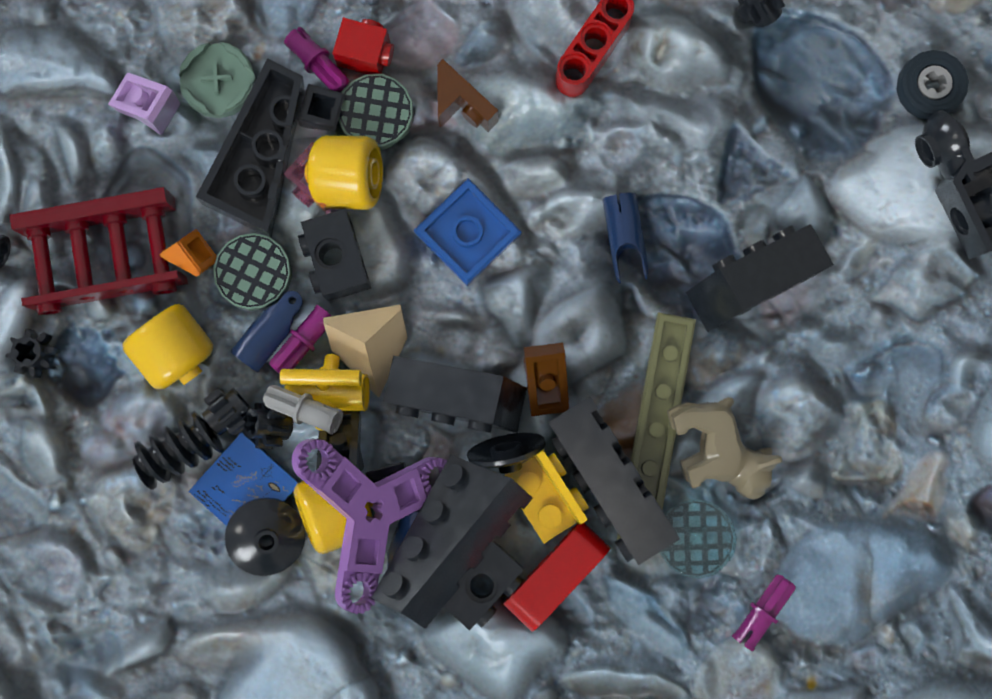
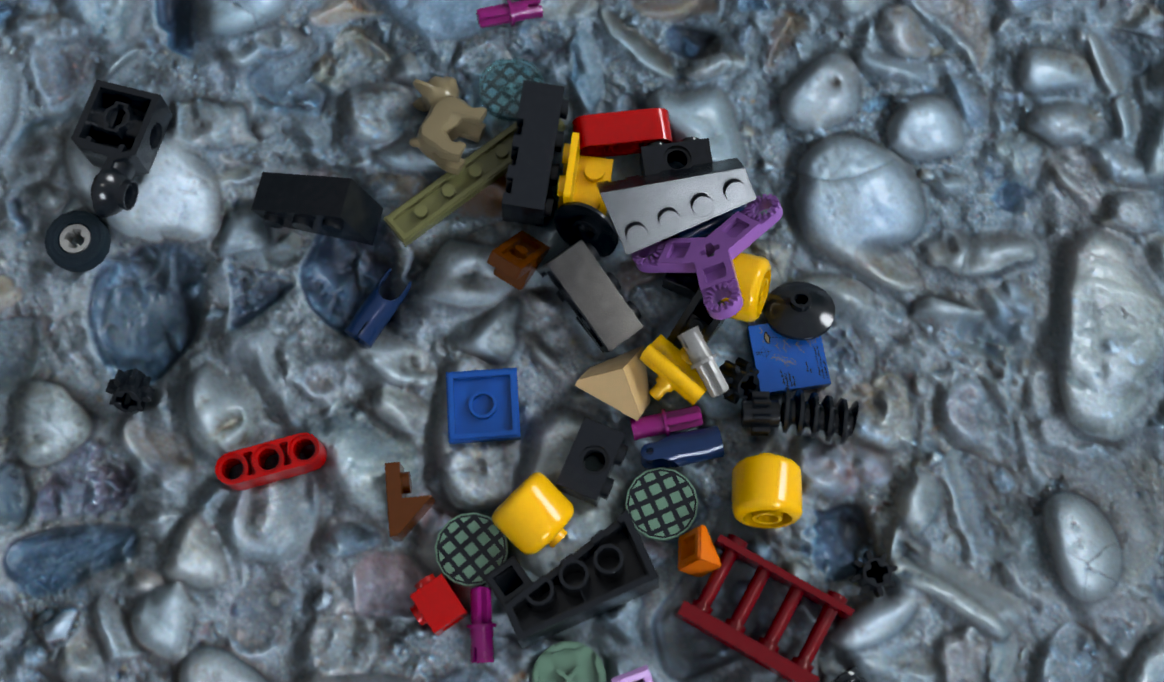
camera: 140 degrees left, 10 degrees down
(301, 191) = (577, 530): clear pink bracket -> none

